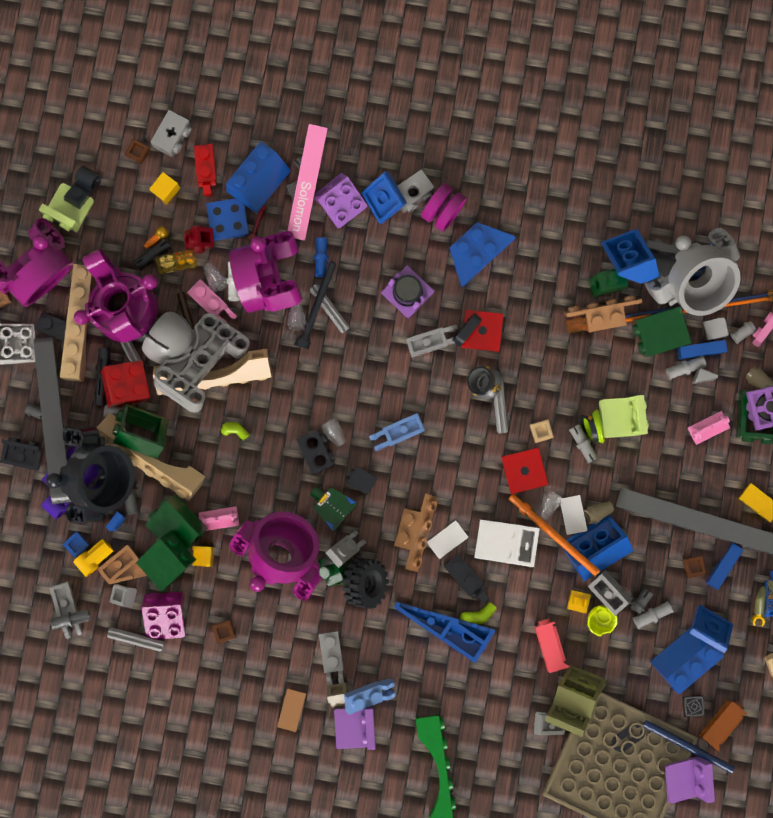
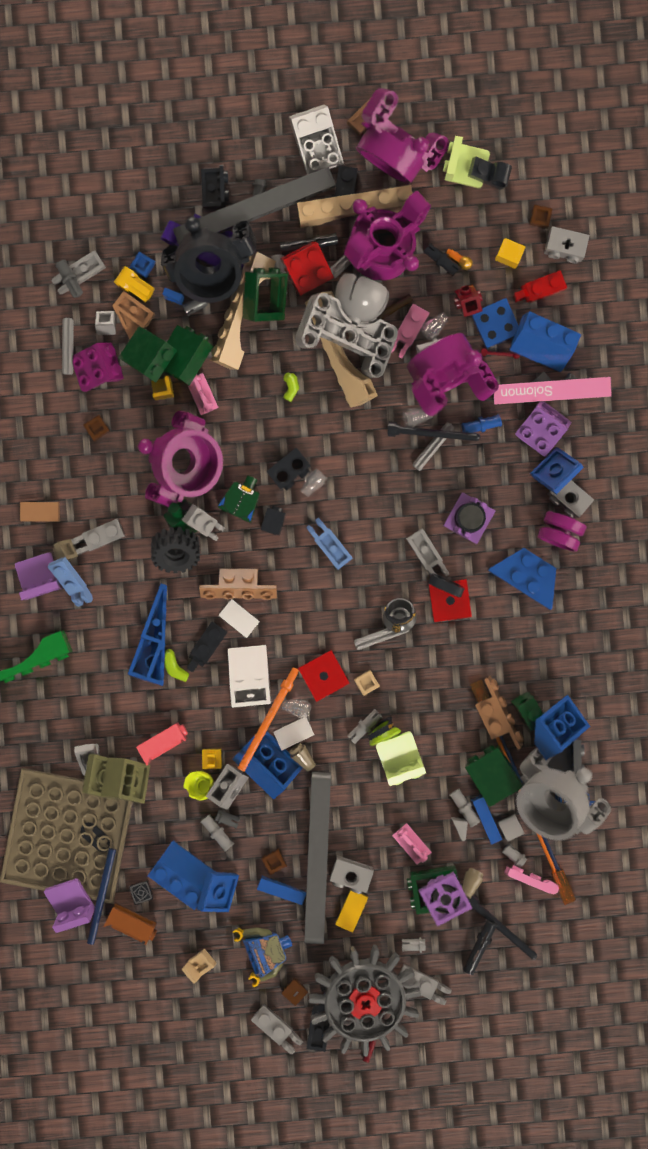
camera: 70 degrees right, 5 degrees up
(176, 261) = (440, 284): clear yellow tile -> none
(715, 499) = (343, 866): none -> light grey brick

